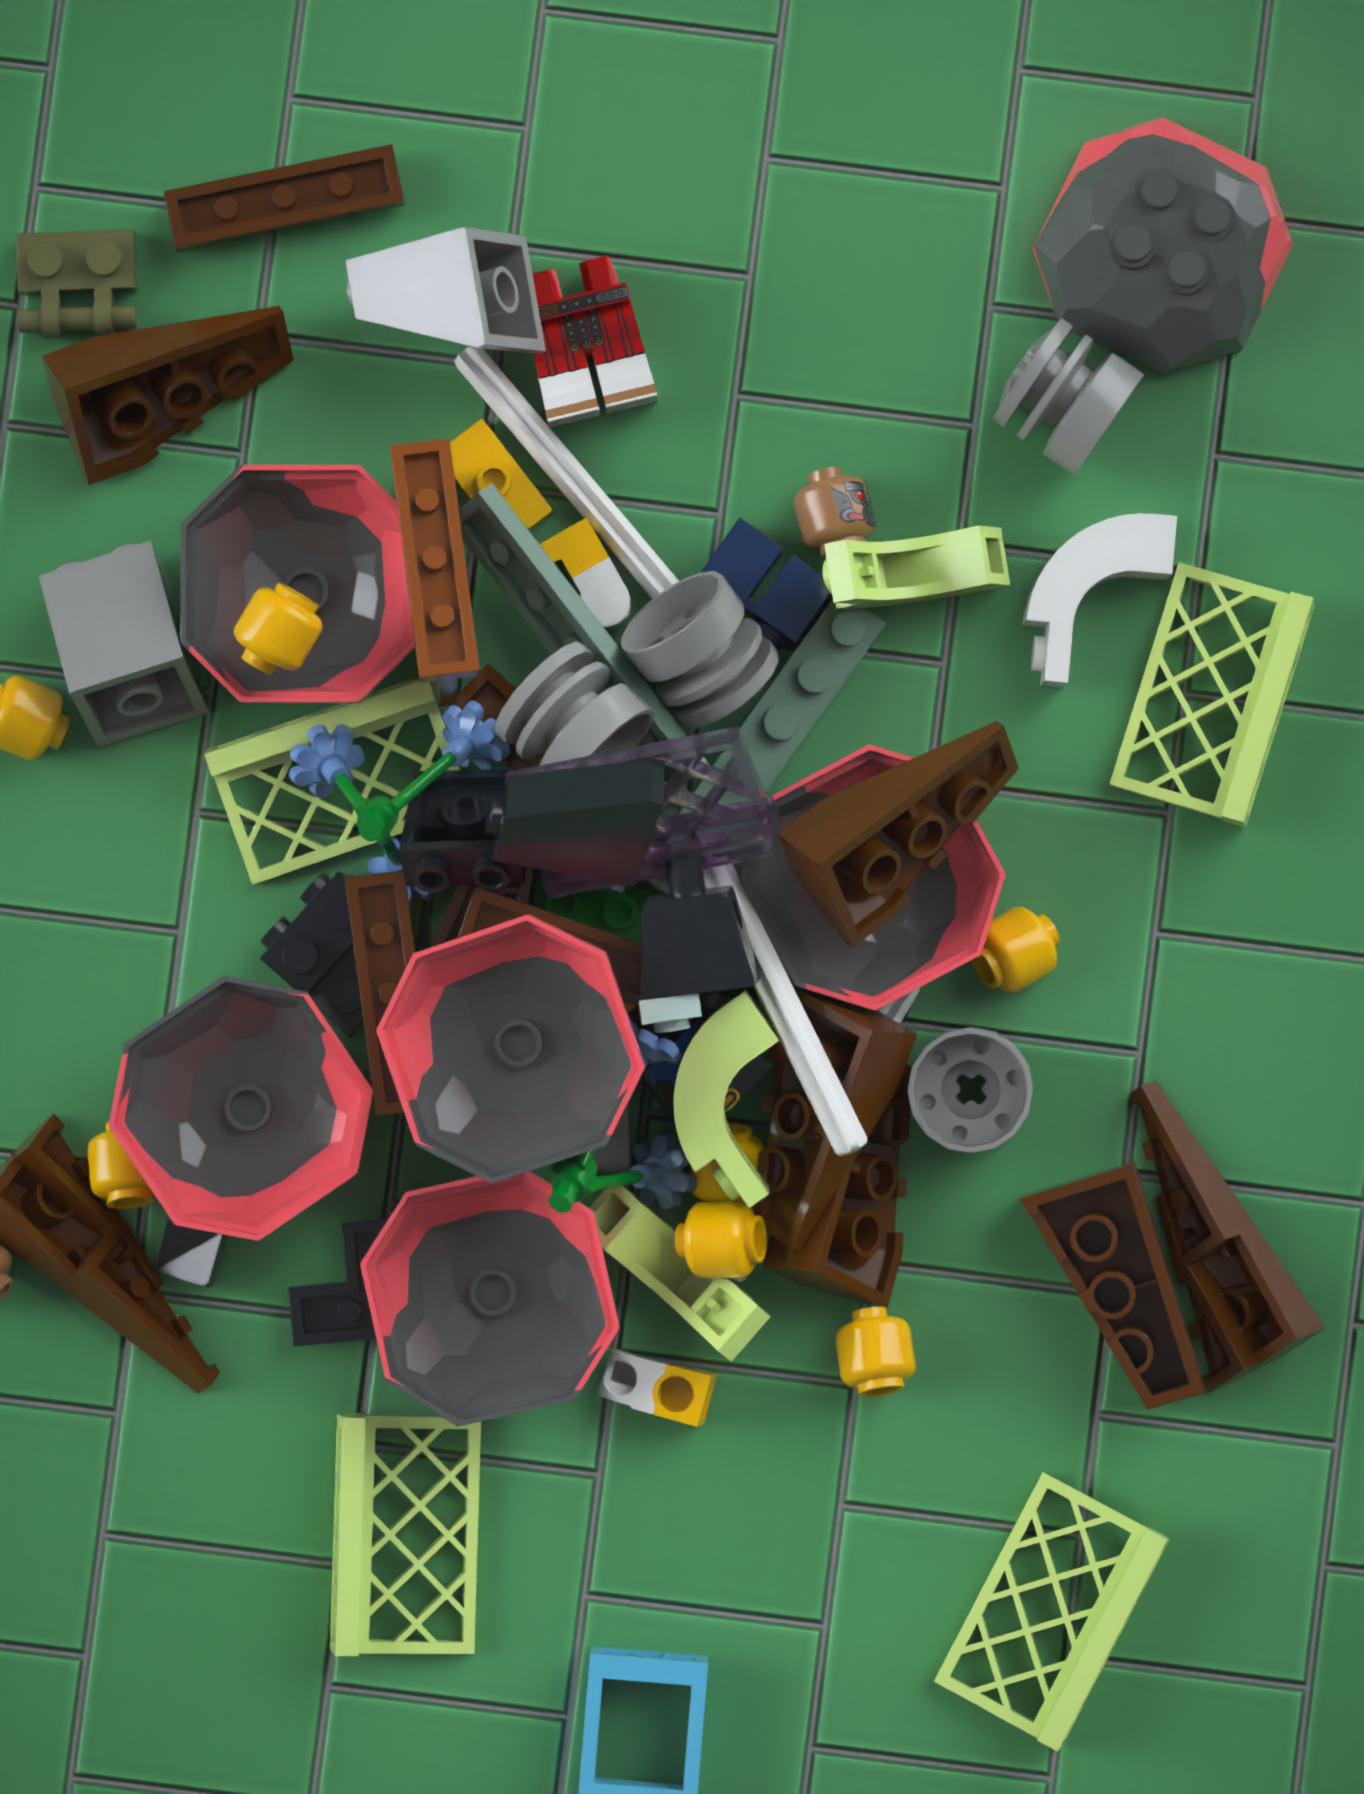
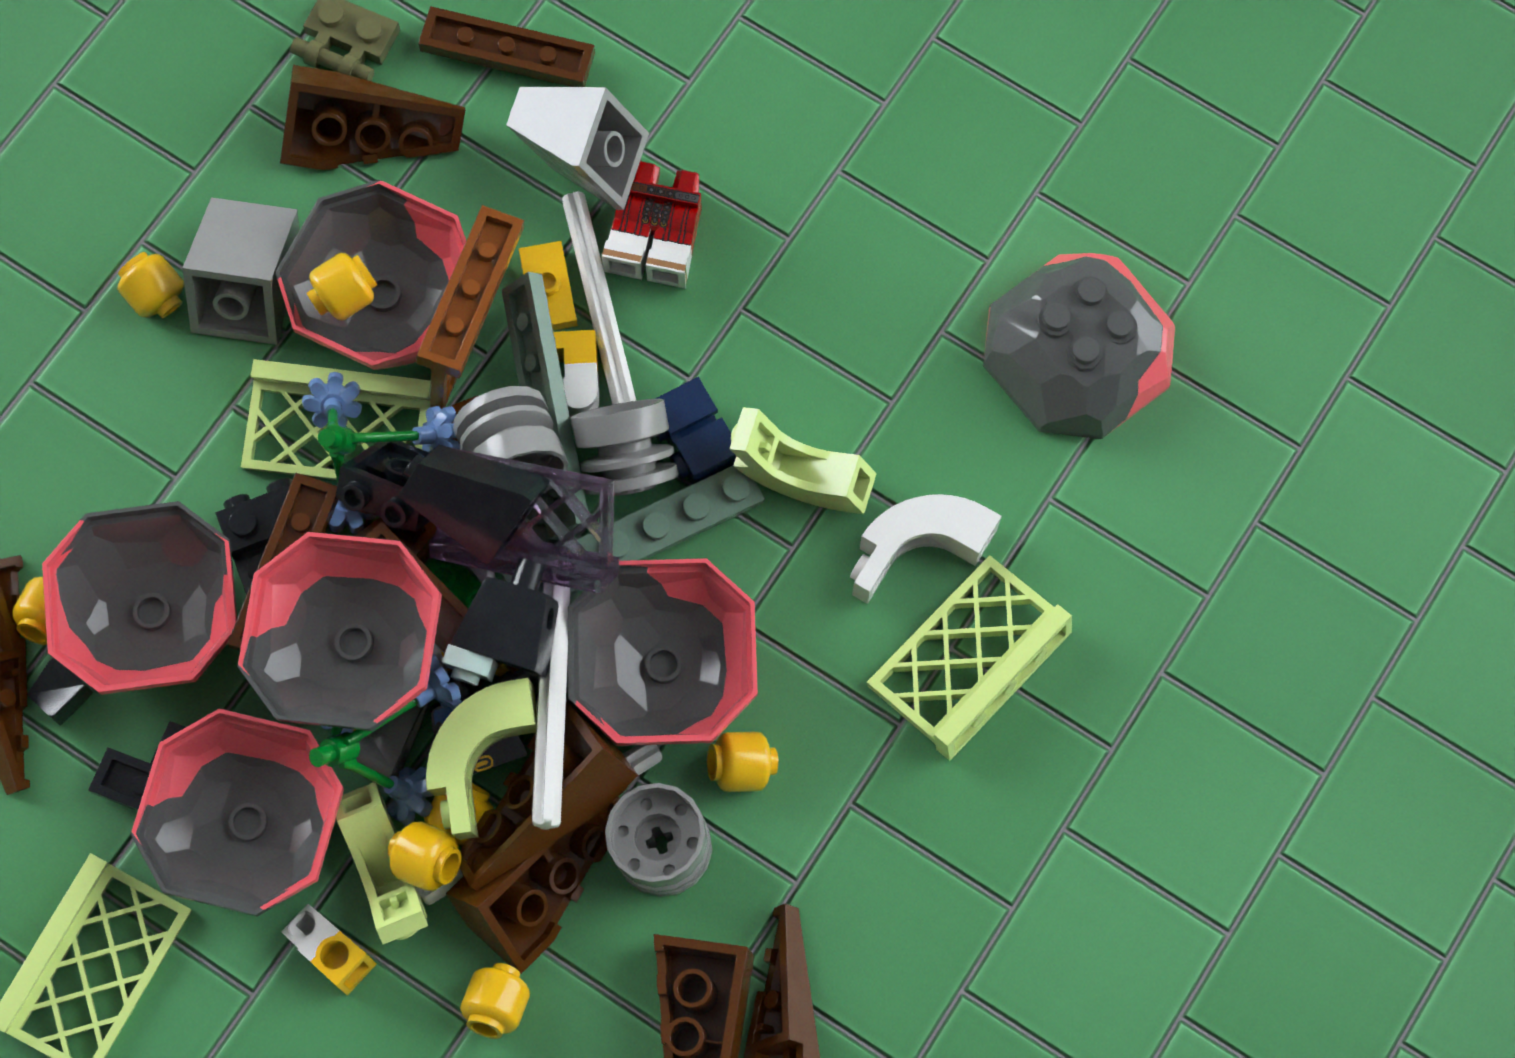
camera: 25 degrees right, 15 degrees down
(833, 509) = (771, 397): medium nougat head -> none
(877, 836) = (681, 619): reddish brown wedge -> none
(1066, 395) = (964, 402): light grey wheel -> none

